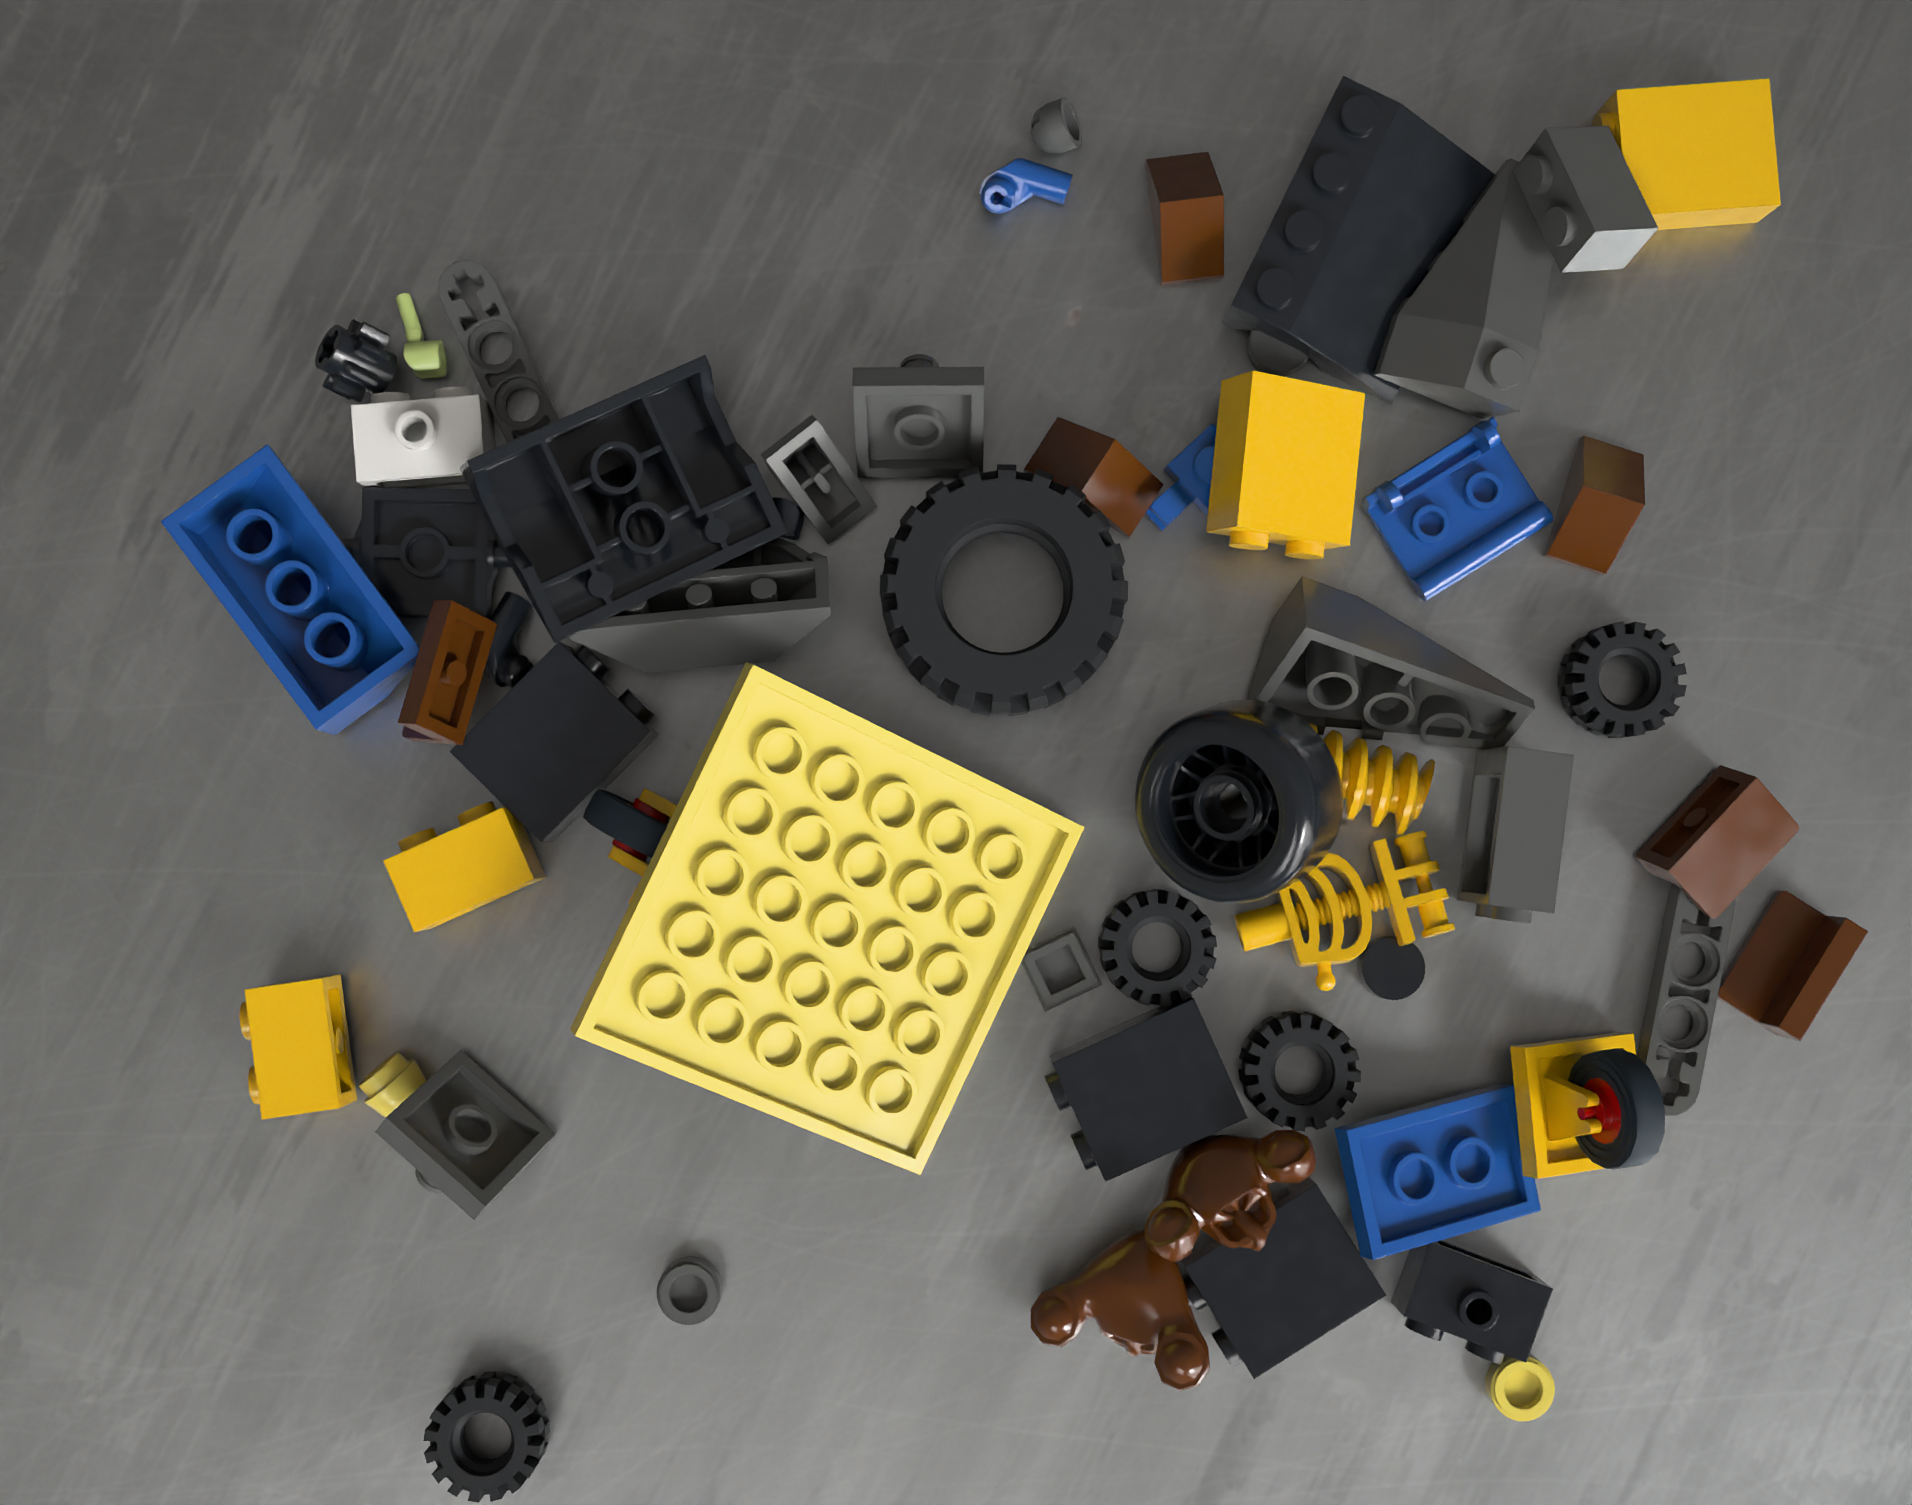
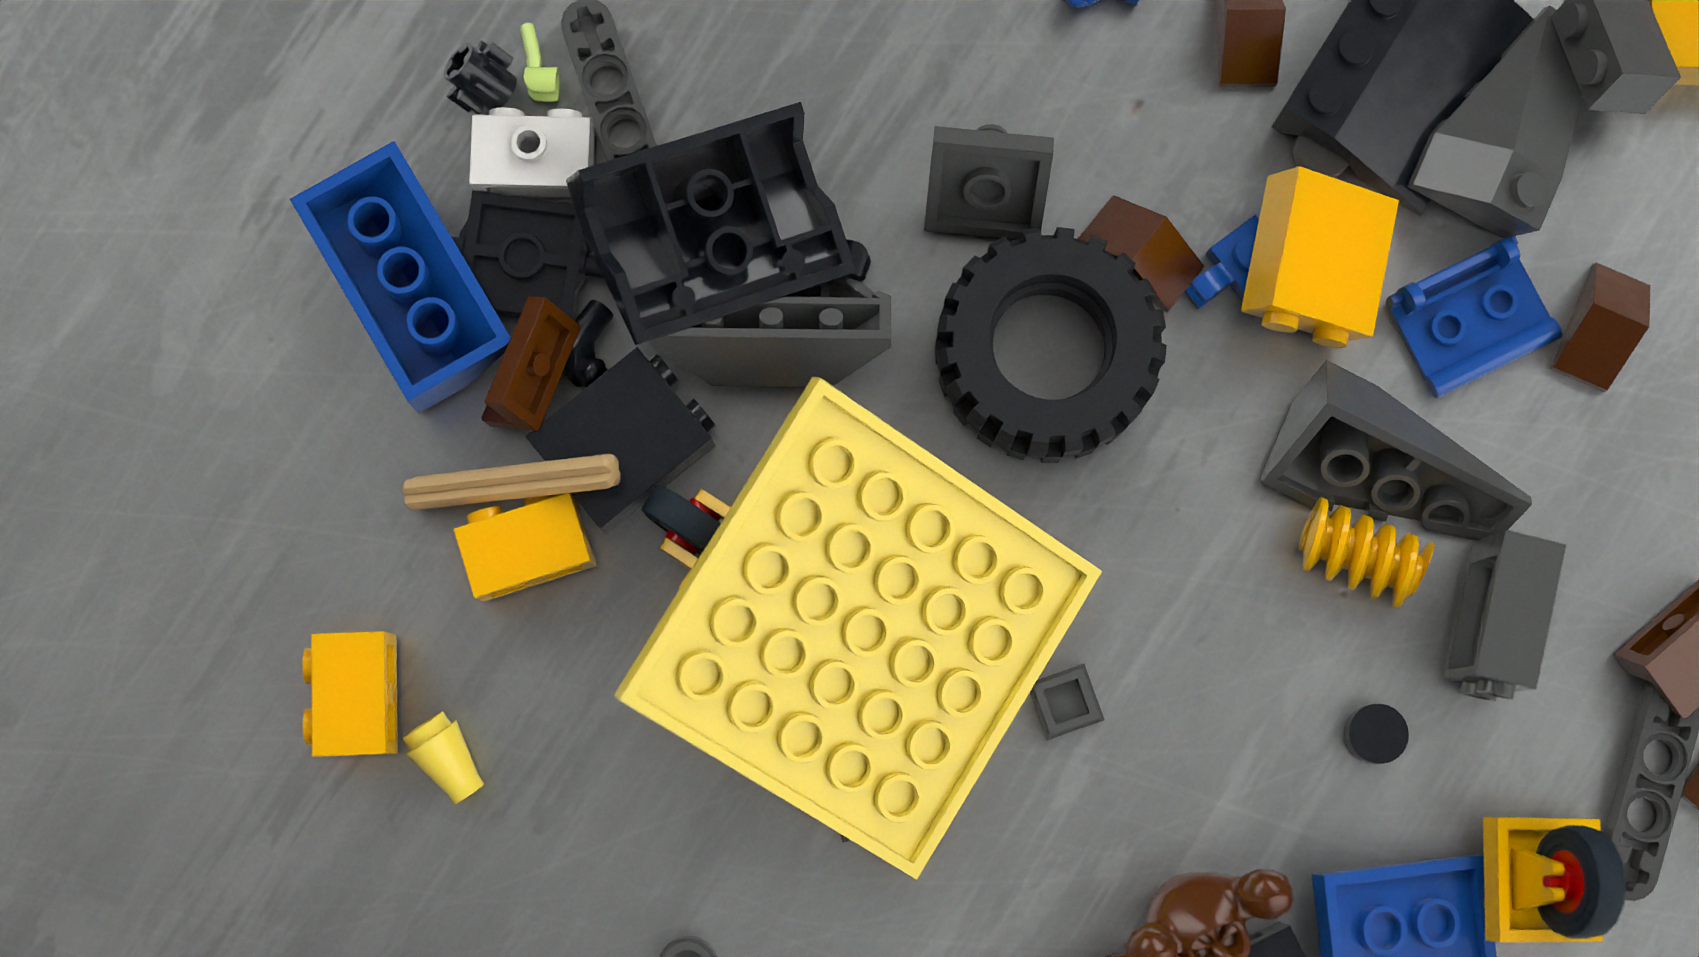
camera: 10 degrees right, 5 degrees down
(441, 802) = (512, 482): none -> tan axle
(465, 1134) = (497, 793): dark grey tile -> none
(818, 479) = (888, 226): dark grey slope -> none
(1144, 1088) = (1135, 820): black brick -> none
(1195, 955) = (1195, 685): black tyre -> none
(1196, 811) = (1208, 563): black wheel -> none
(1284, 921) = (1282, 679): yellow torso -> none
(1336, 1081) = (1318, 814): black tyre -> none
(1658, 671) = (1648, 480): black tyre -> none

